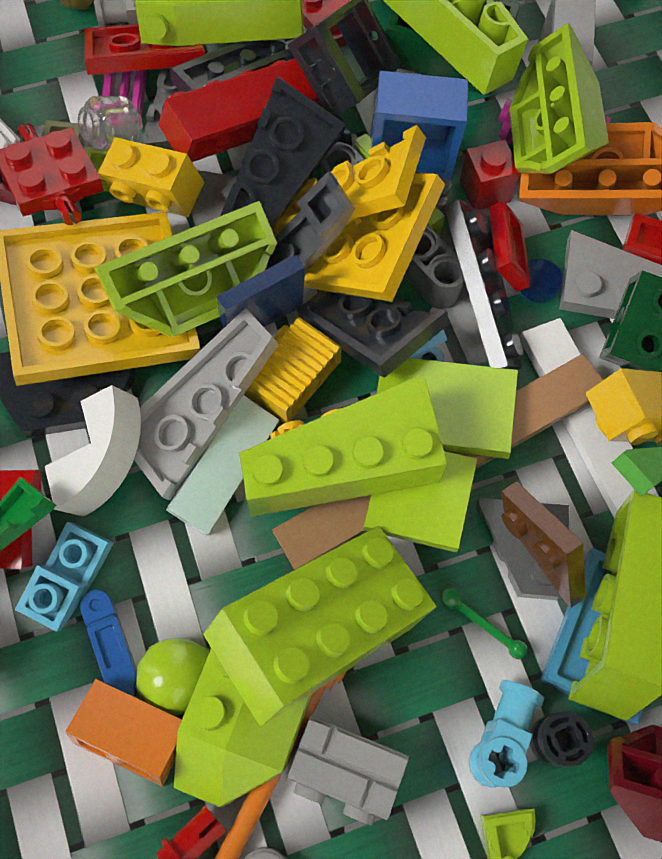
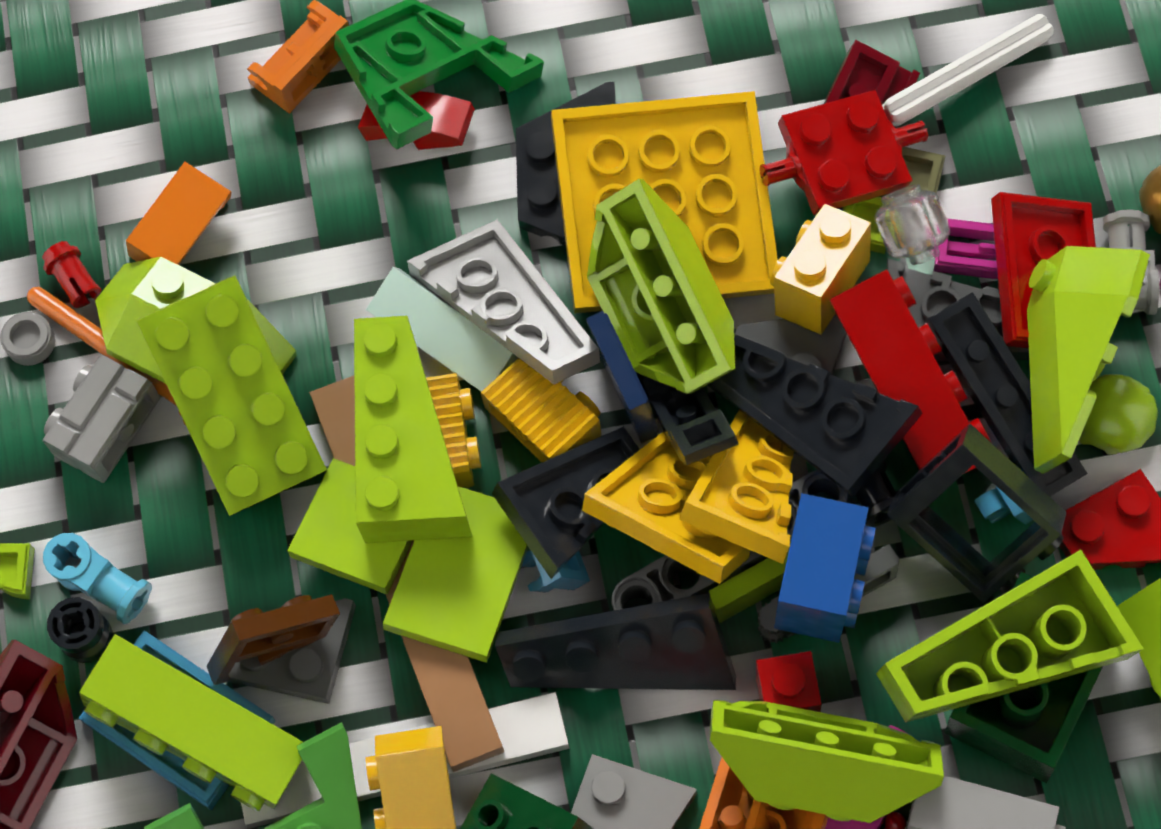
camera: 110 degrees right, 0 degrees up
(65, 578) = (349, 172): medium azure slope -> none
(94, 472) = (474, 212): white brick -> none
(109, 641) = (271, 212): blue piece -> none
(170, 673) = (229, 255): lime hair -> none
(451, 599) = (250, 556): green hinge -> none
(509, 246) = (669, 690): red tile -> none
(544, 280) = (631, 735): clear blue tile -> none

